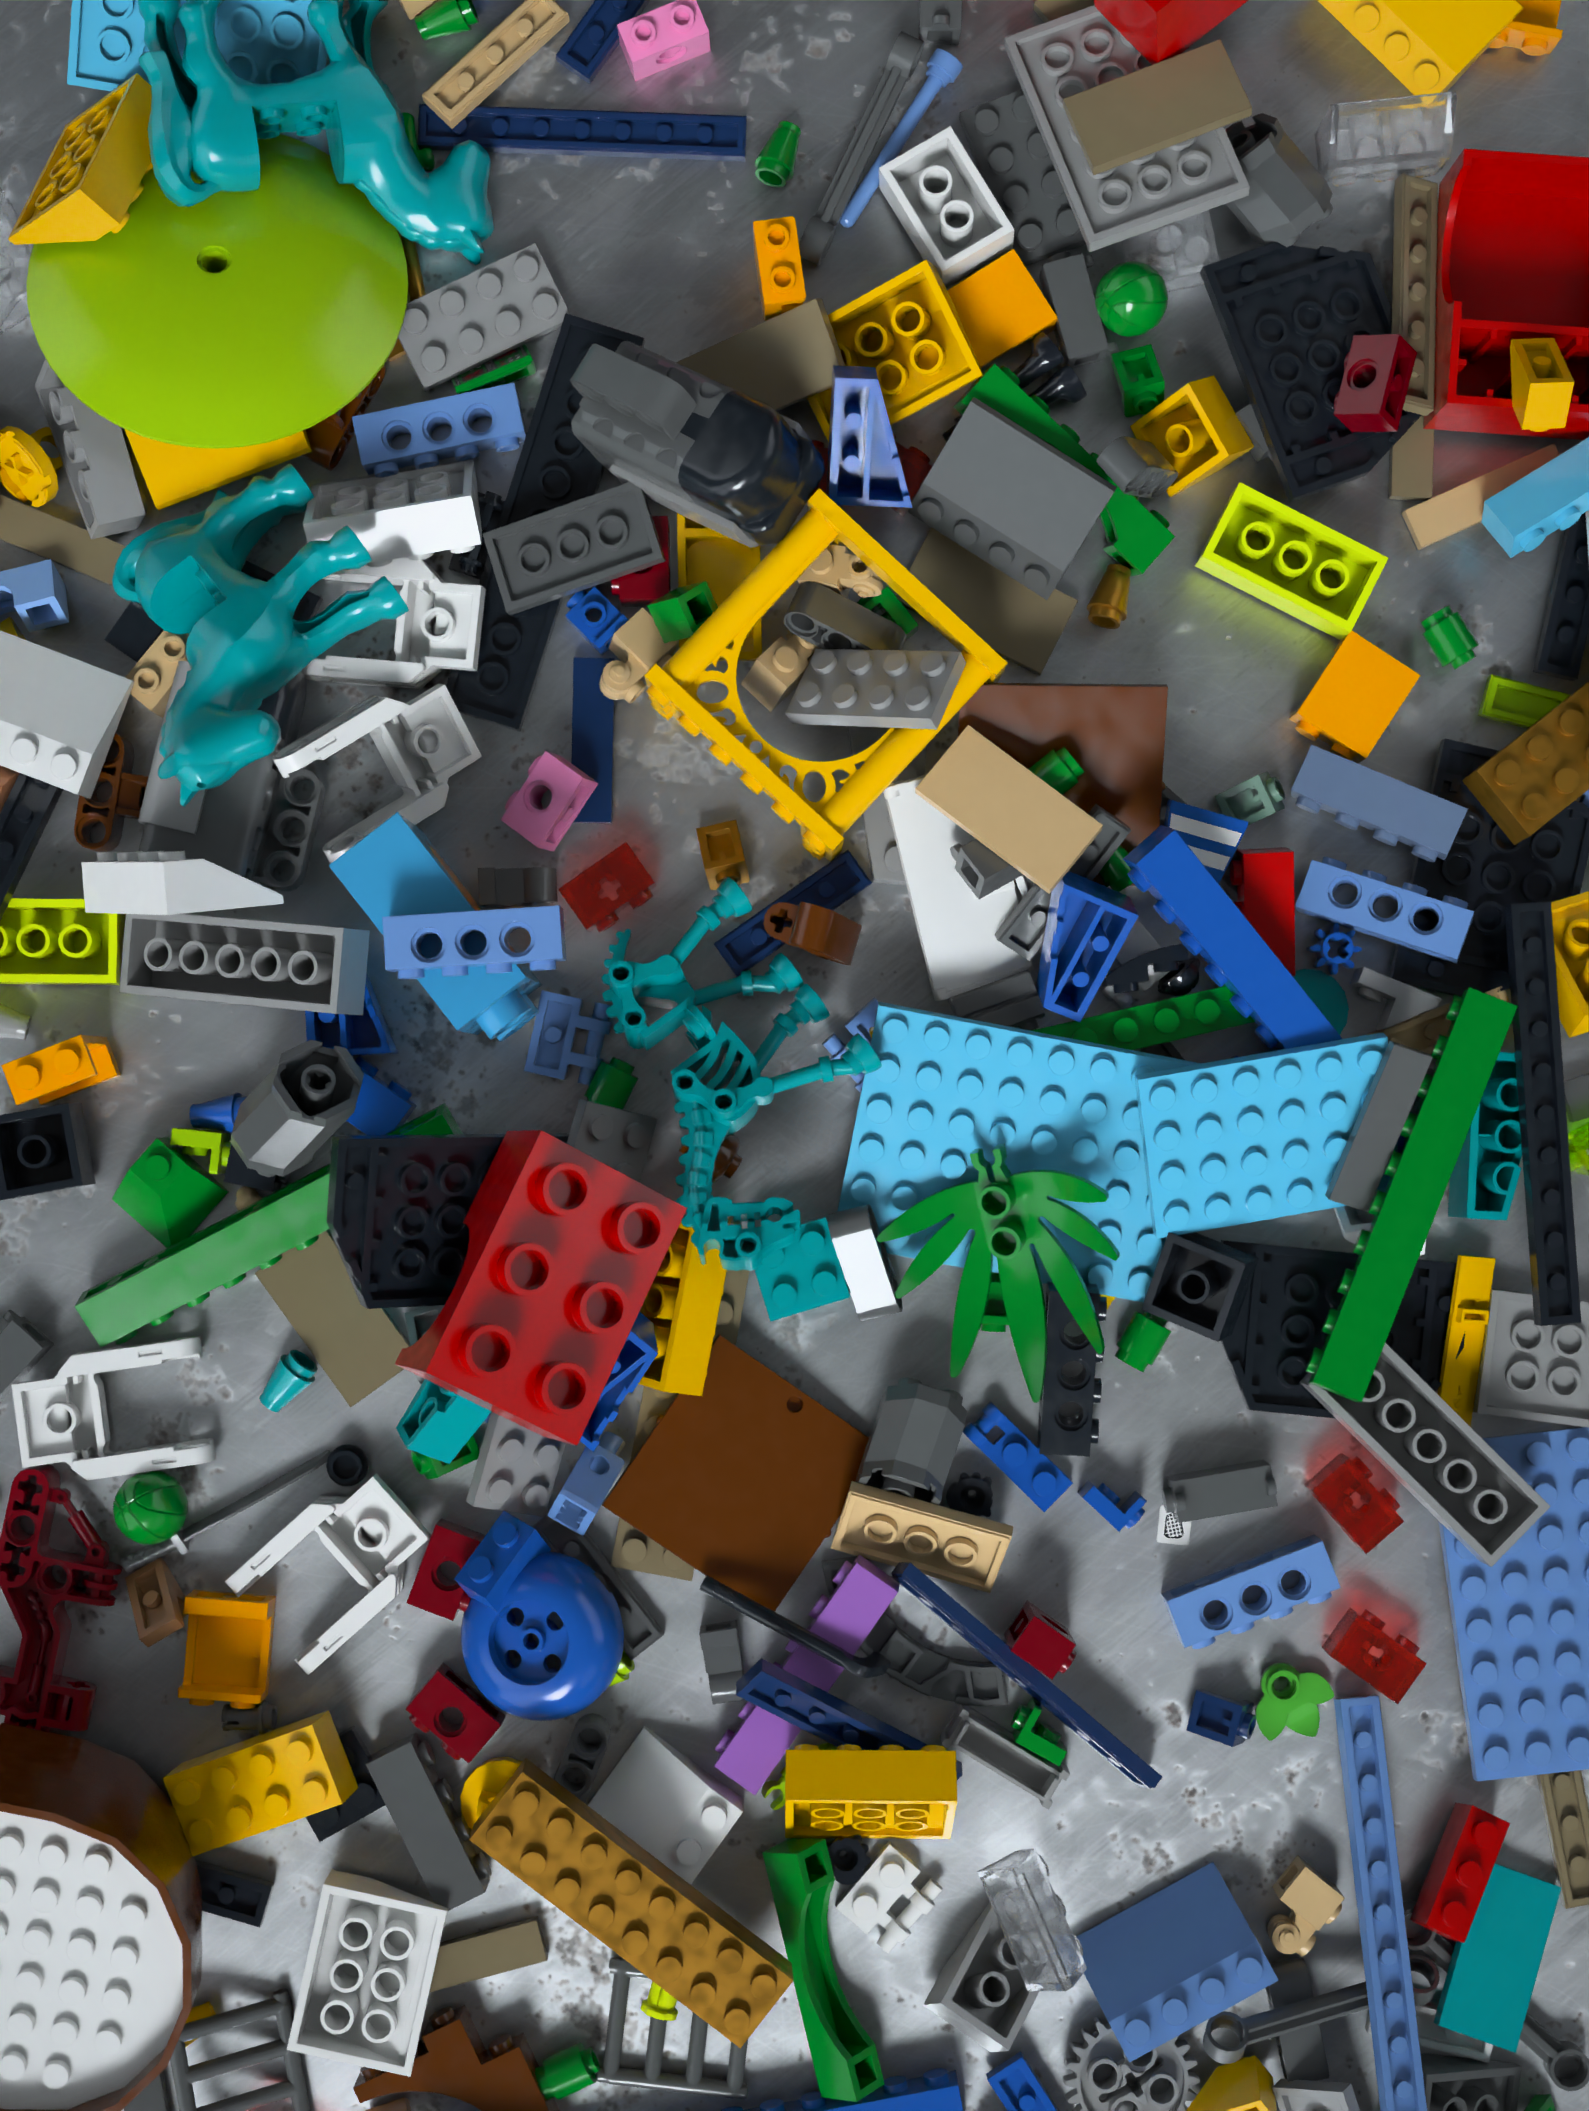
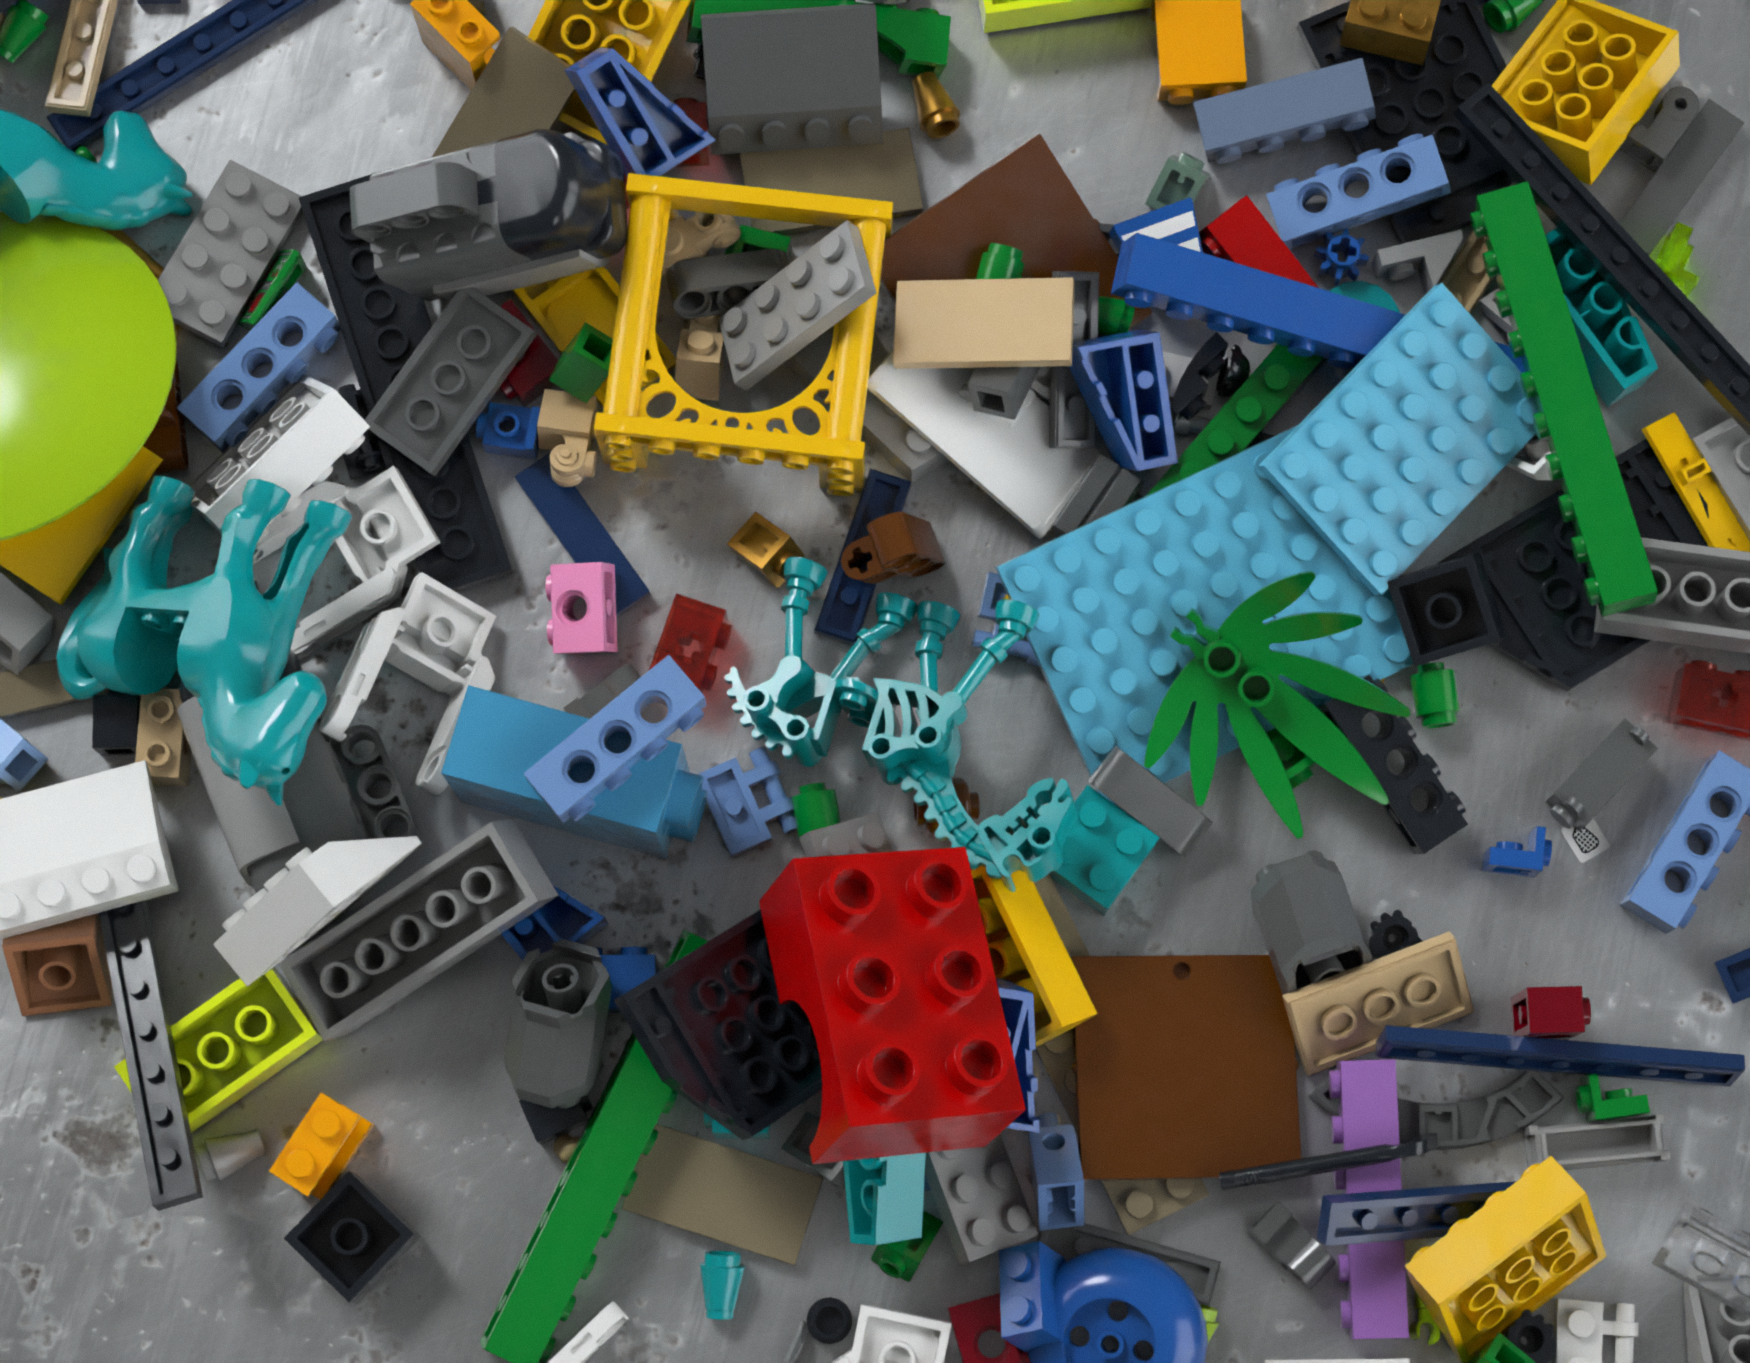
camera: 35 degrees left, 10 degrees down
(123, 803) = (209, 881): reddish brown piece -> none
(168, 1192) = (492, 1195): green slope -> none
(199, 1141) = (487, 1127): lime bracket -> none
(217, 1113) = (488, 1091): blue cone -> none
(1018, 1458) = (1408, 877): blue plate -> none
(1378, 1126) = (1492, 362): dark grey tile -> none

